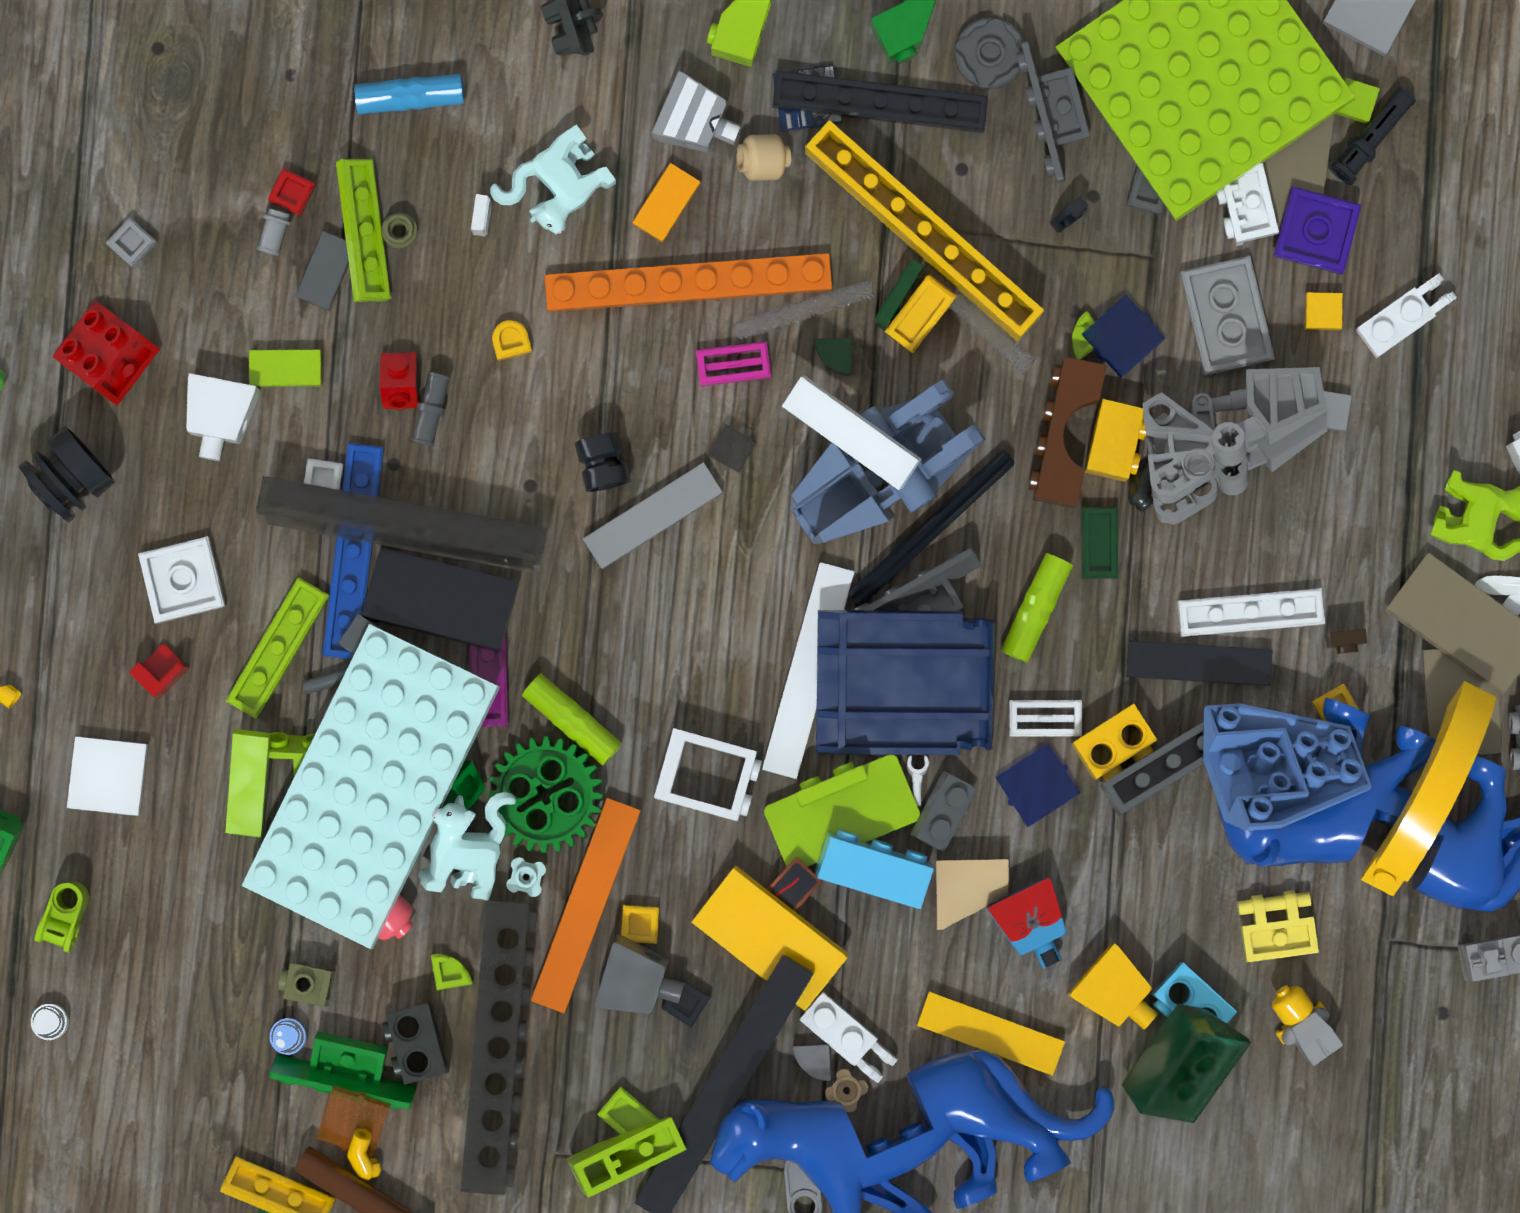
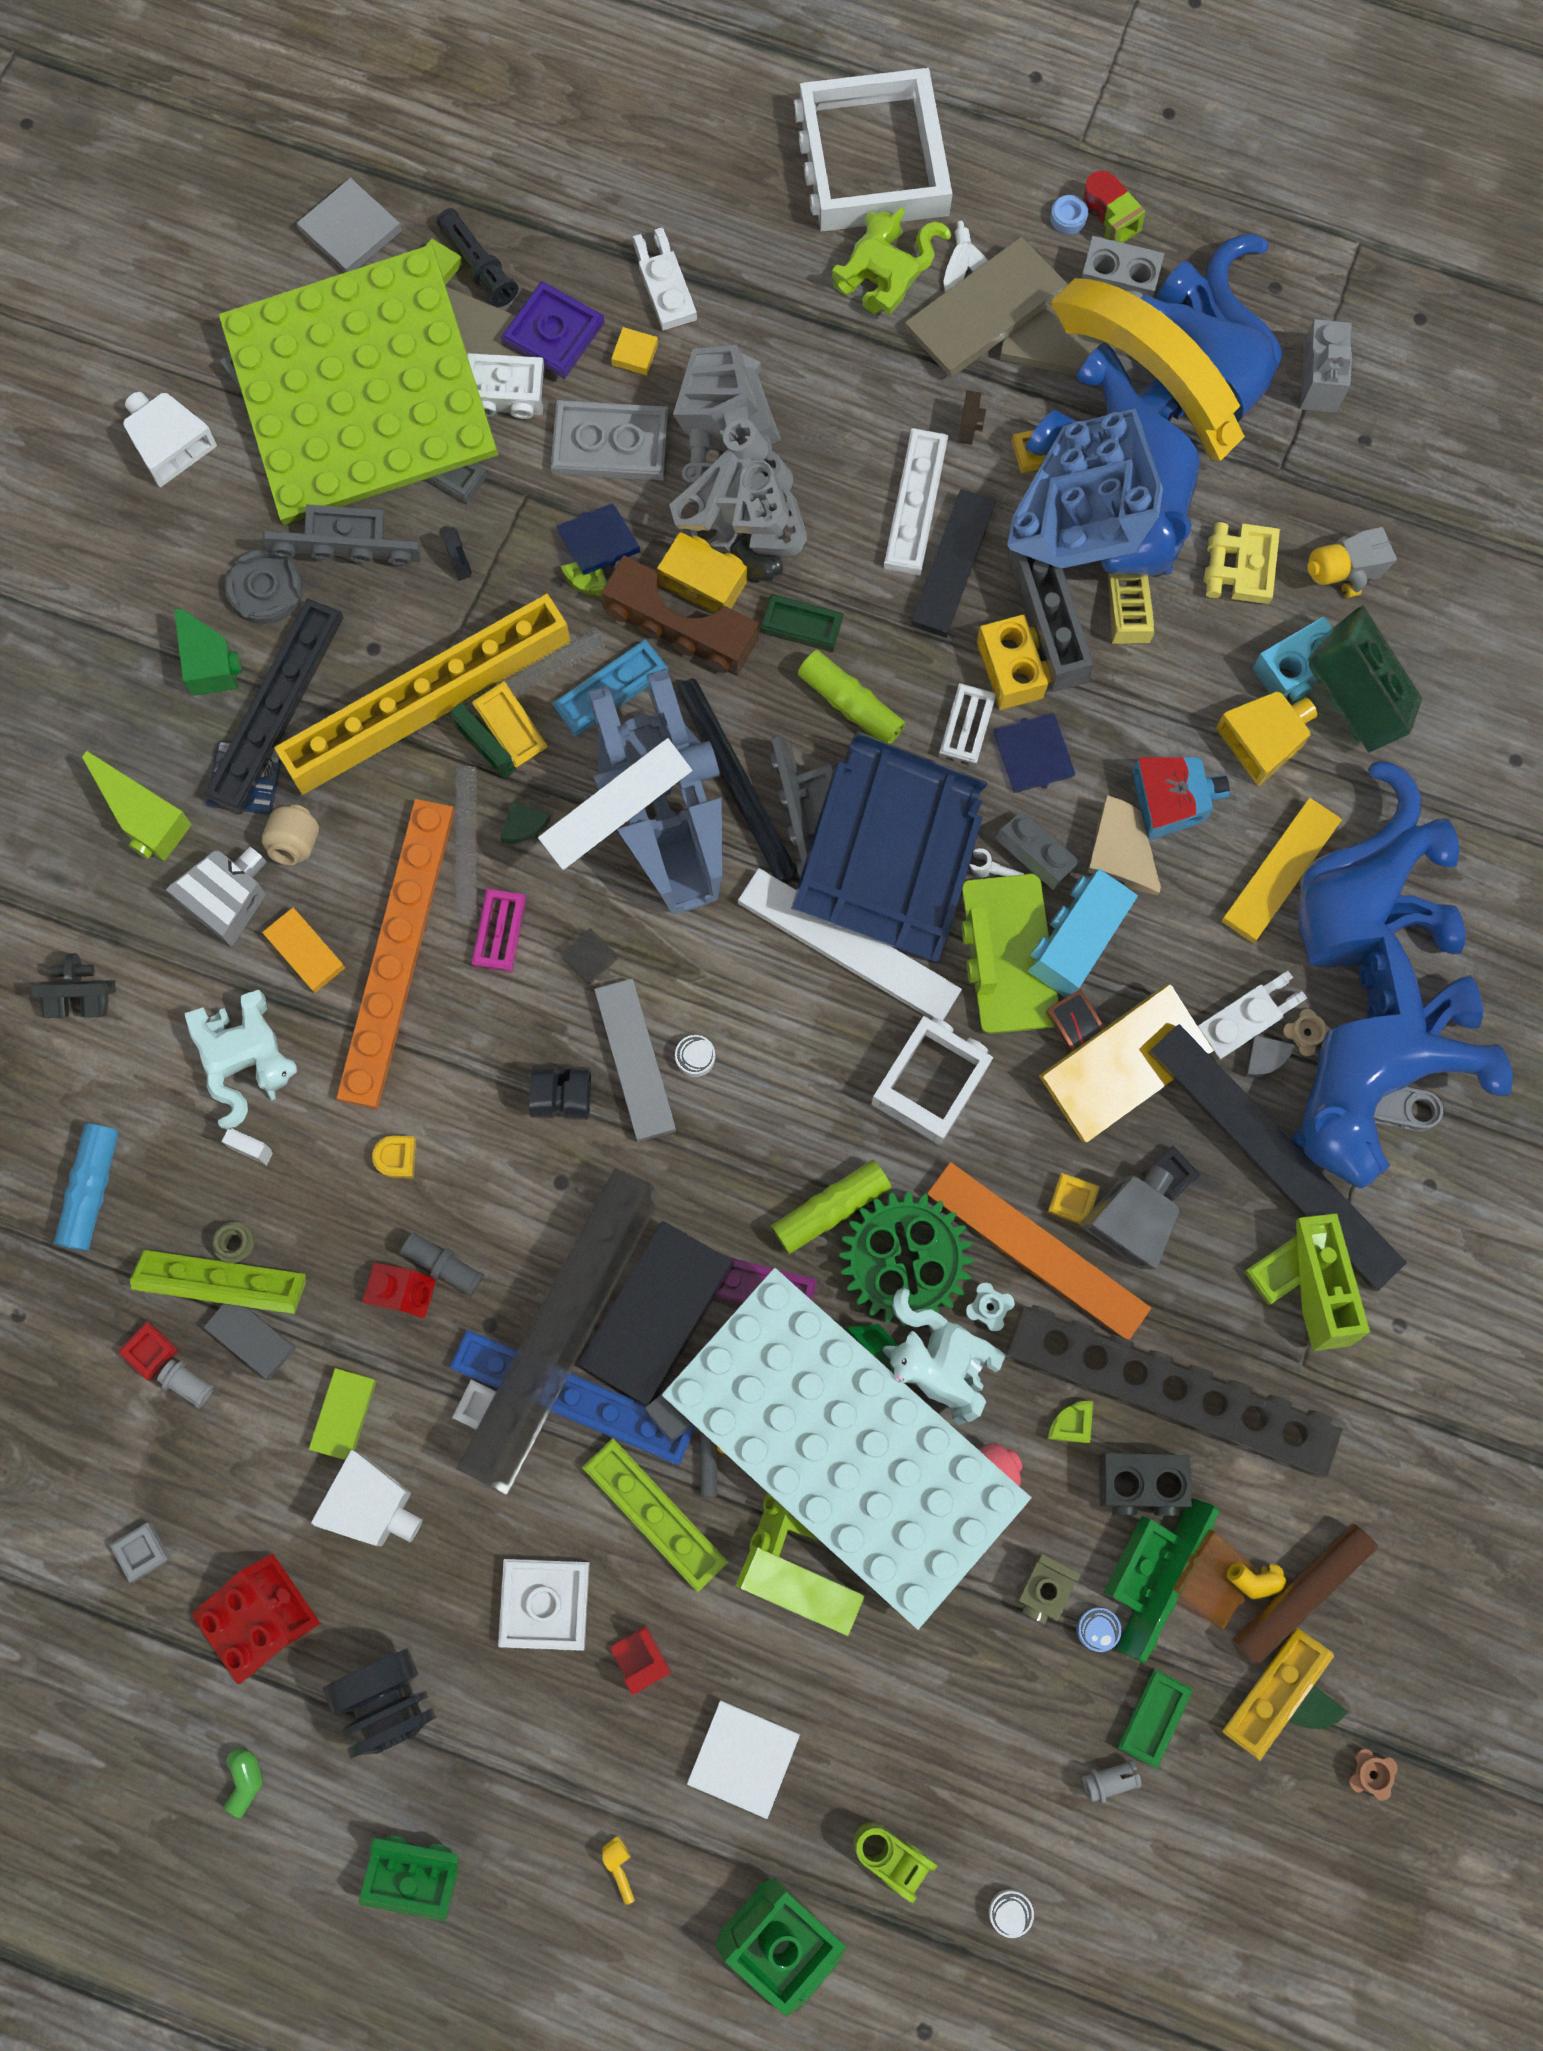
camera: 80 degrees left, 10 degrees down
(170, 1073) = (1109, 1782): none -> light grey pin
(231, 1099) = (1154, 1718): none -> green tile
(671, 566) = (695, 1055): none -> white tile
(985, 390) = (624, 678): none -> dark azure tile
(1177, 843) = (1130, 632): none -> light yellow slope

